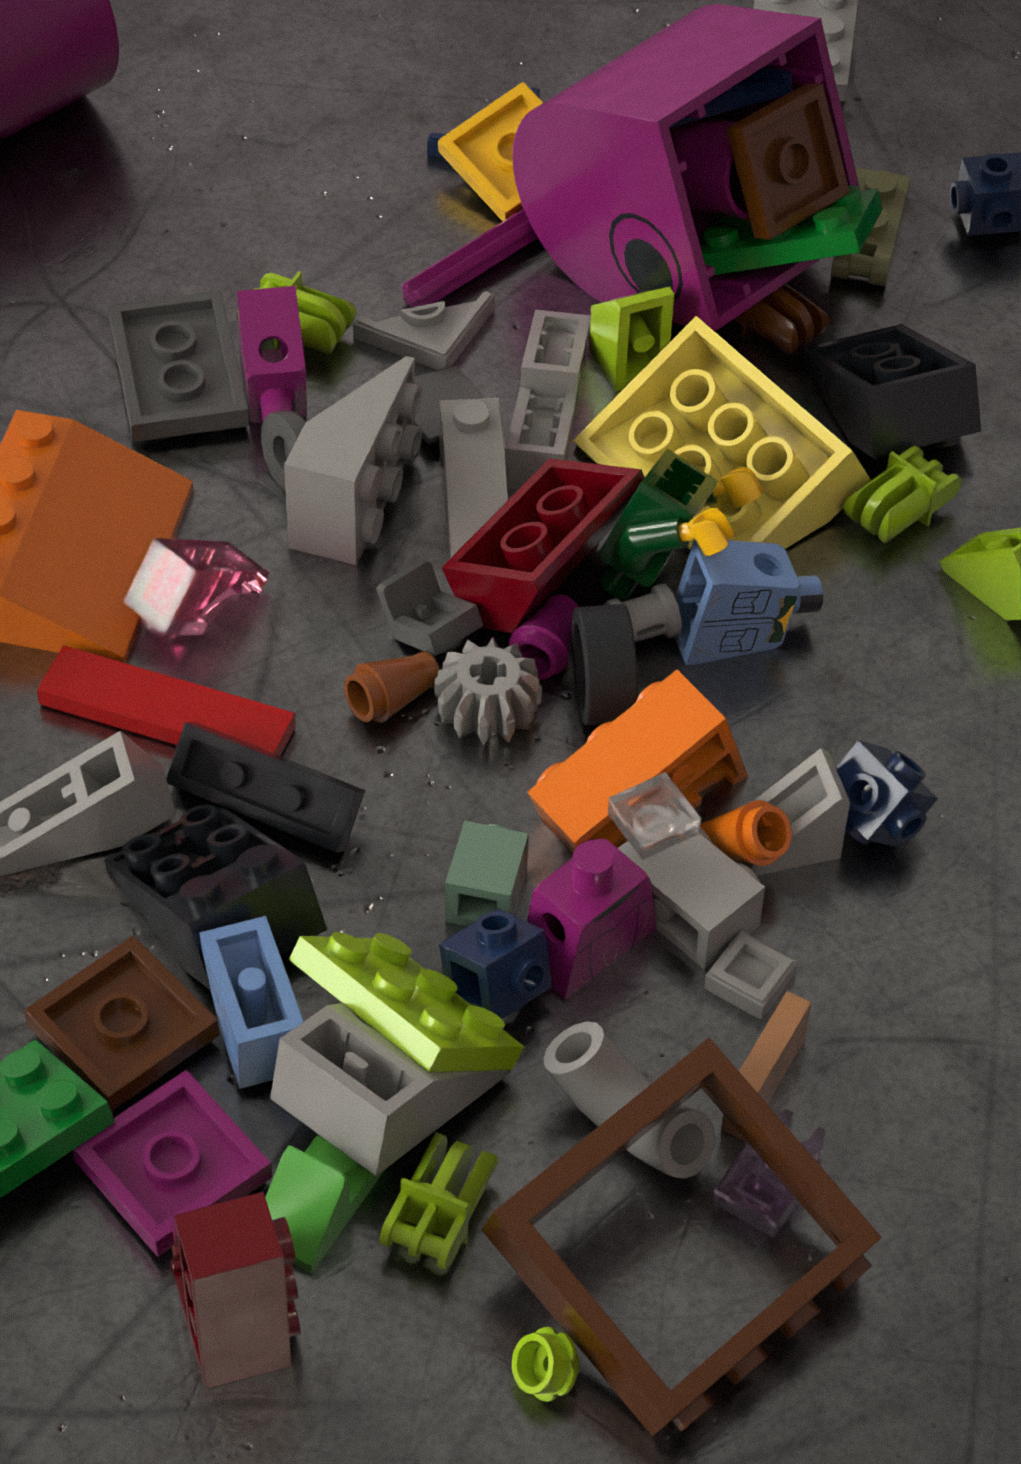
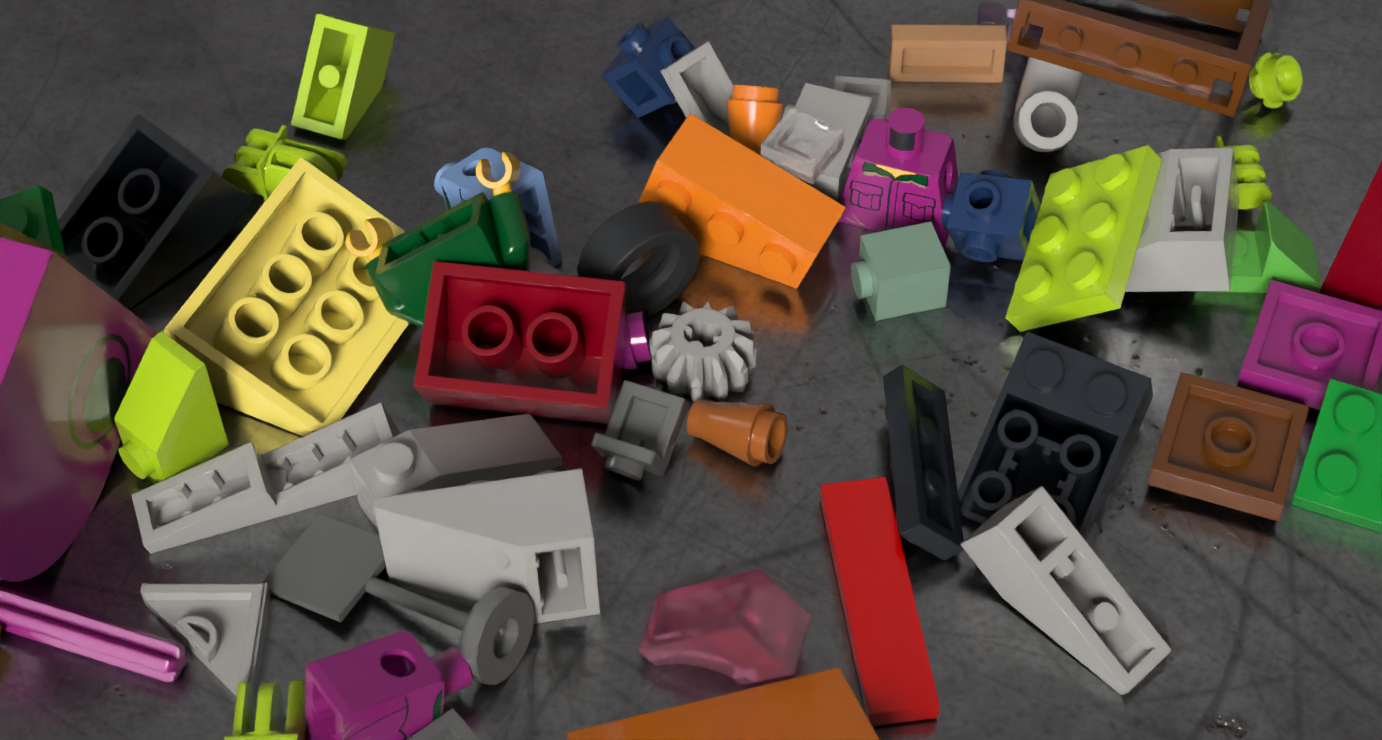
camera: 115 degrees left, 0 degrees up
(249, 996) = (1165, 329): medium blue slope -> none

